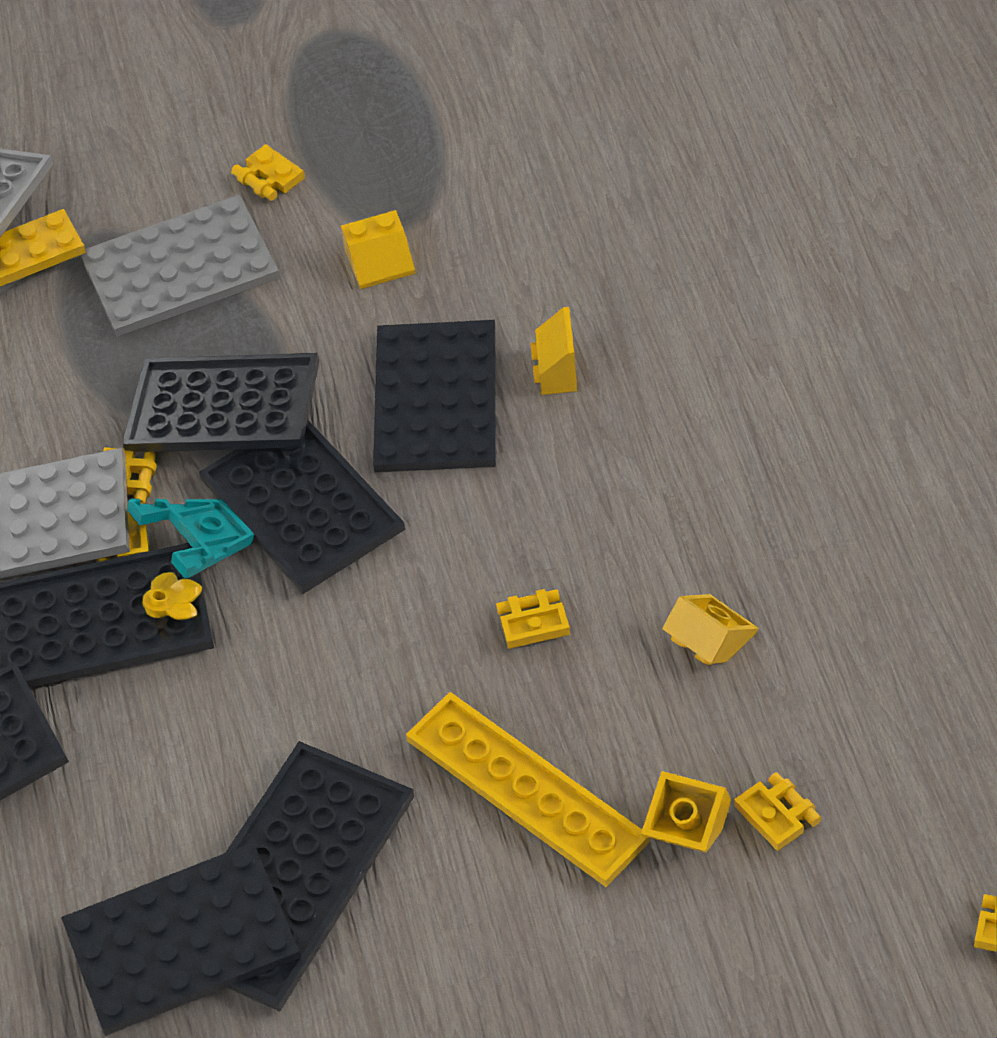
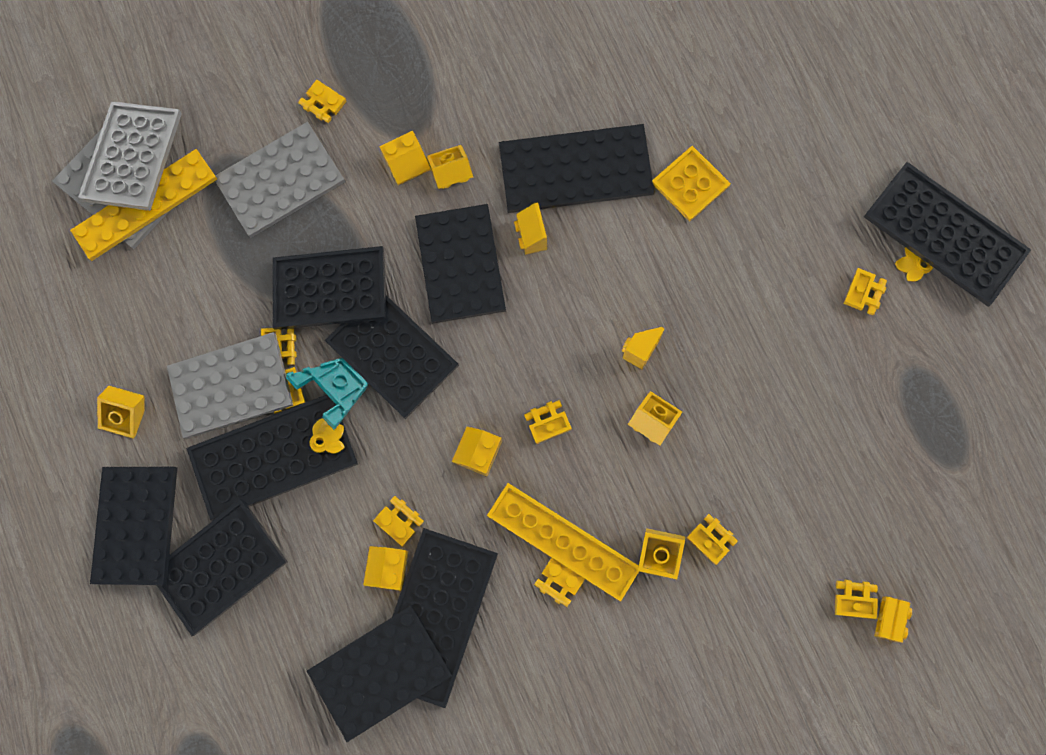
camera: 10 degrees left, 25 degrees up
(227, 792) = (385, 568): none -> yellow slope
(254, 740) = (396, 527): none -> yellow plate
(413, 646) = (477, 450): none -> yellow slope
(445, 268) = (450, 167): none -> yellow slope
(515, 840) = (563, 577): none -> yellow plate
(646, 287) = (576, 168): none -> black plate
(705, 520) = (641, 346): none -> yellow slope
(822, 320) = (690, 183): none -> yellow plate

